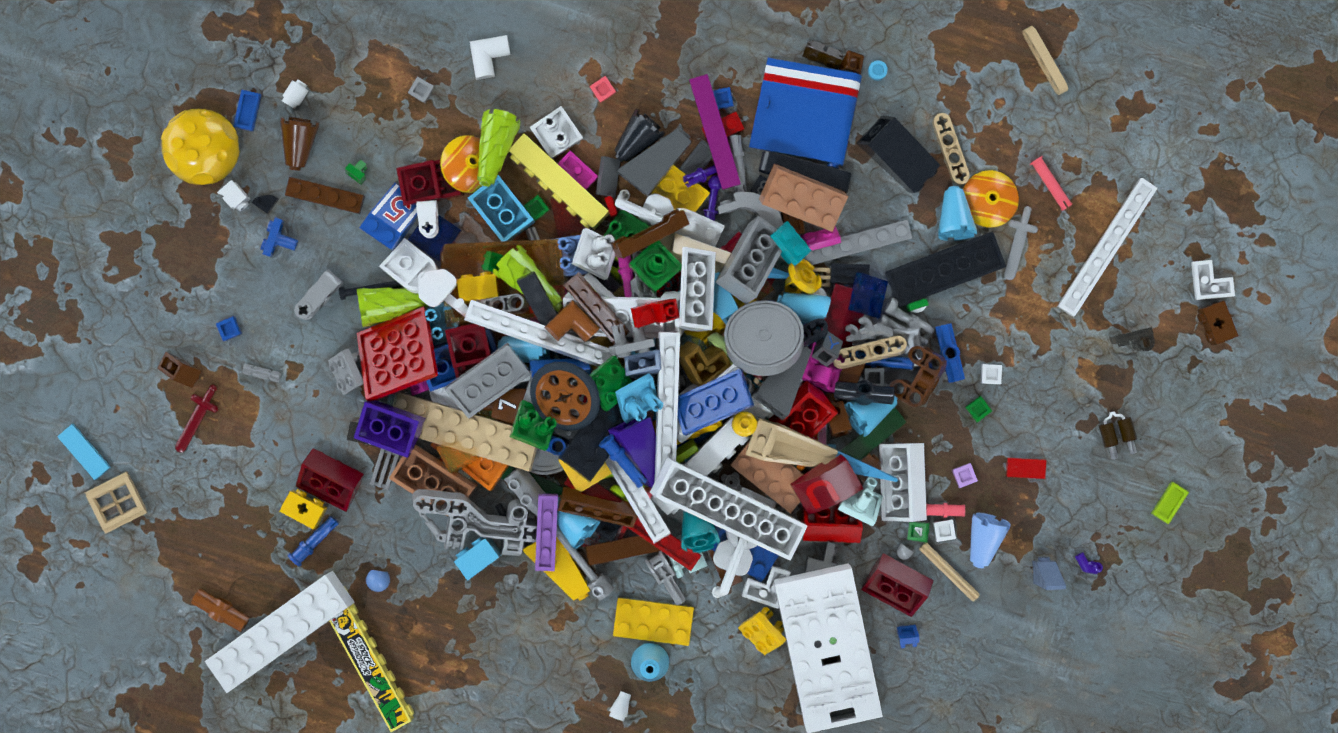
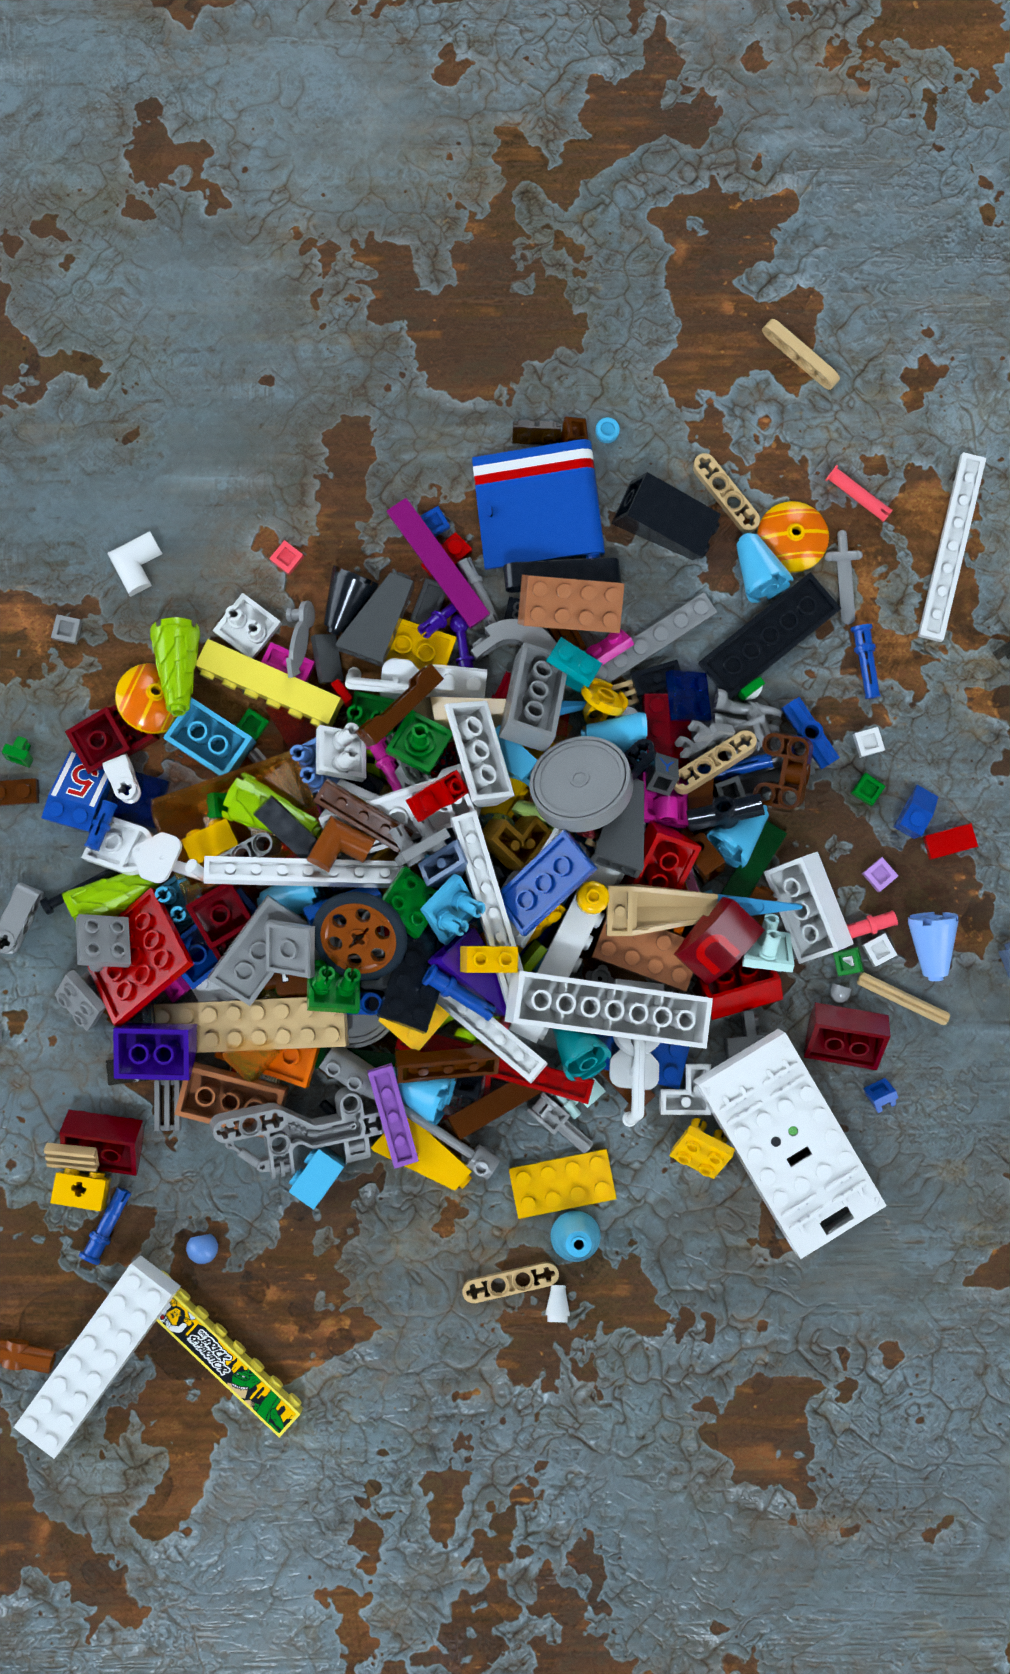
camera: 15 degrees left, 5 degrees down
(304, 483) = (71, 1157): none -> tan tile
(376, 335) = (103, 941): none -> light grey plate
(392, 257) = (101, 825): none -> blue pin
(511, 387) = (290, 948): none -> light grey tile
(592, 675) = (511, 1286): none -> tan beam
(602, 138) = (300, 635): none -> light grey brick
(653, 444) = (489, 959): none -> yellow brick
(1008, 336) = (868, 648): none -> blue pin
(1008, 438) = (917, 812): none -> blue slope

